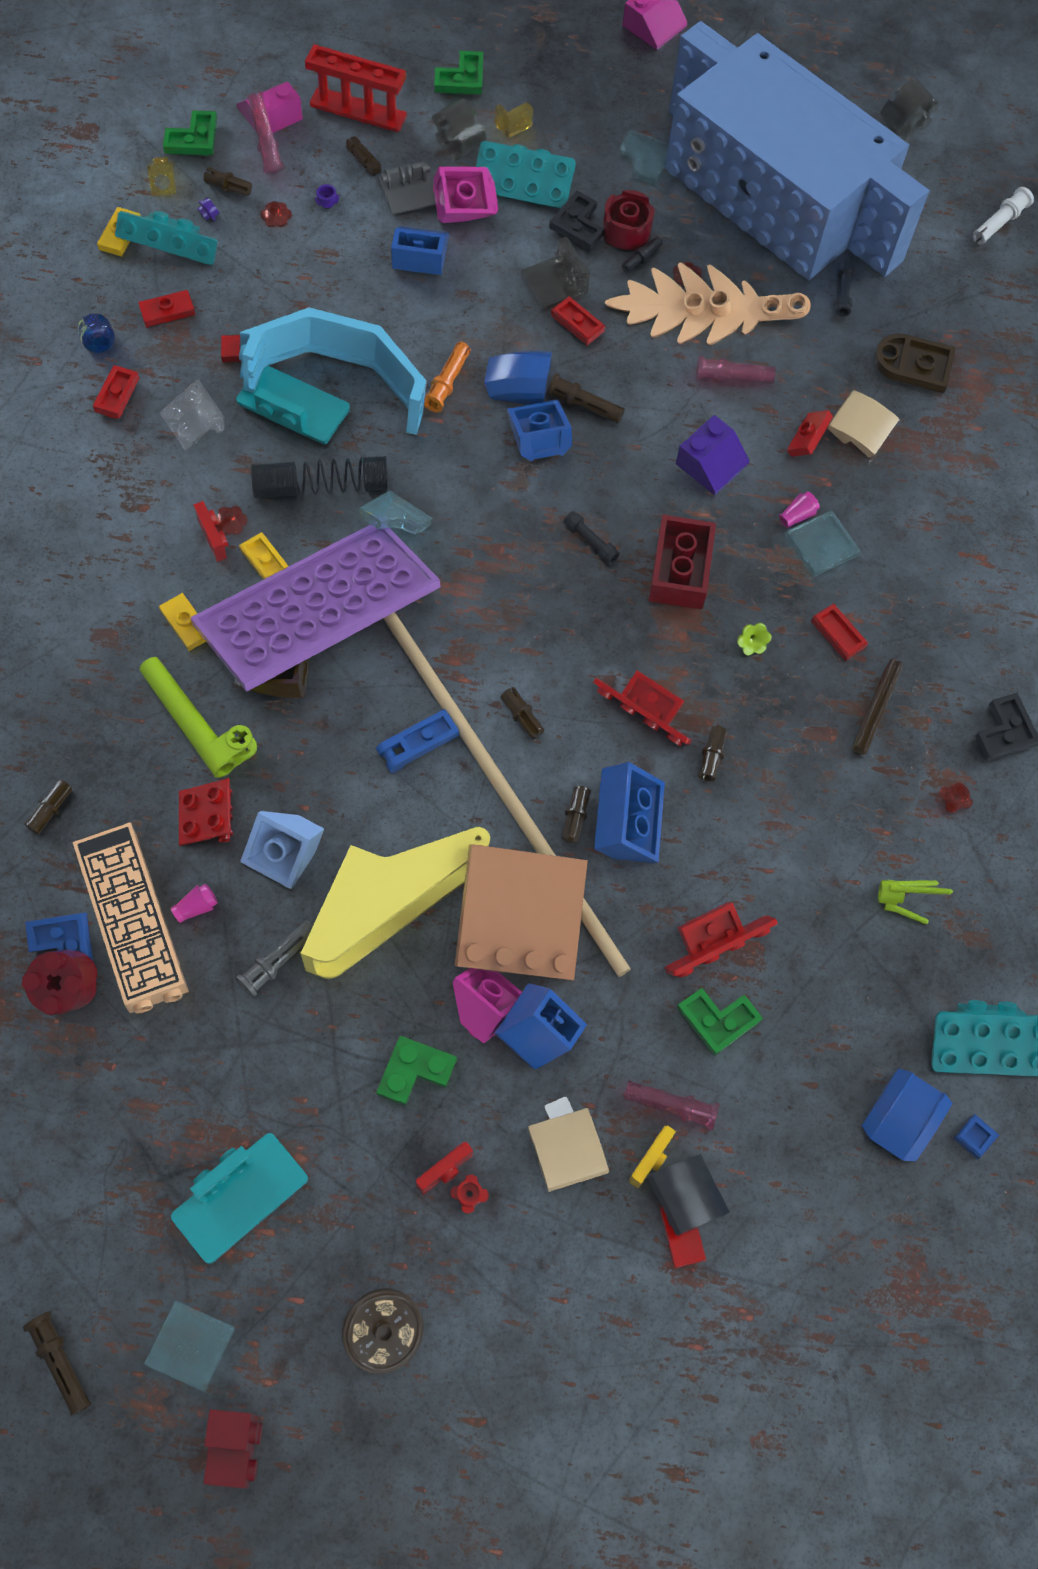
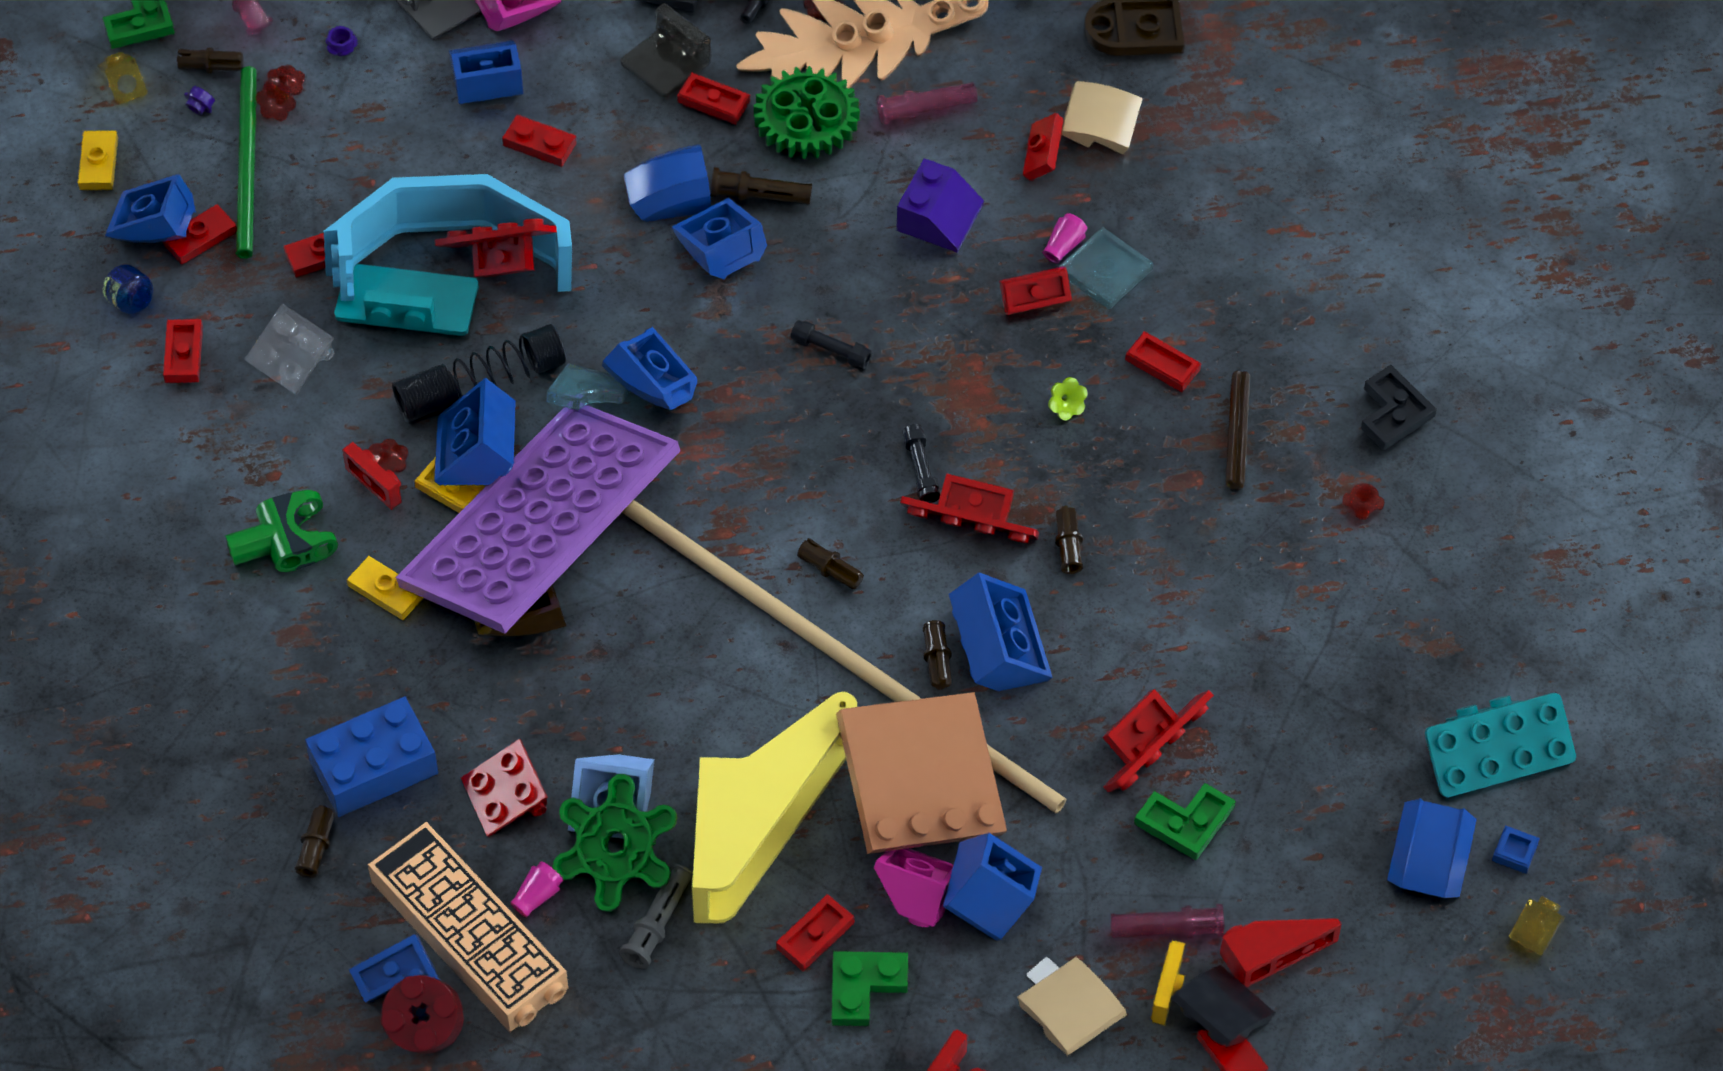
camera: 15 degrees left, 10 degrees down
(115, 753) = (371, 756): none -> blue brick
(125, 555) = (281, 533): none -> green connector
(137, 281) = (153, 212): none -> blue slope
(168, 235) = (165, 146): teal bracket -> none
(218, 753) = (491, 719): lime axle -> none
(222, 266) = (246, 162): none -> green piece
(247, 888) = (598, 825): none -> green plate
(261, 225) = (271, 104): none -> clear red plant
(295, 527) = (476, 437): none -> blue slope
(372, 387) = (499, 250): none -> red bracket
(392, 1014) = (815, 932): none -> red plate
(418, 740) = (721, 632): blue plate -> none
(439, 313) = (539, 140): none -> red plate
(443, 384) = (581, 218): orange pin -> none
(447, 516) = (651, 370): none -> blue slope
(625, 635) = (915, 441): none -> black bar
(659, 347) = (825, 107): none -> green gear
(682, 562) = (951, 337): dark red brick -> none
(745, 1154) = (1272, 945): none -> red slope
(762, 544) = (1035, 290): none -> red plate
(894, 892) = (1331, 623): lime plant -> none
(971, 1211) = (1537, 924): none -> clear yellow bracket

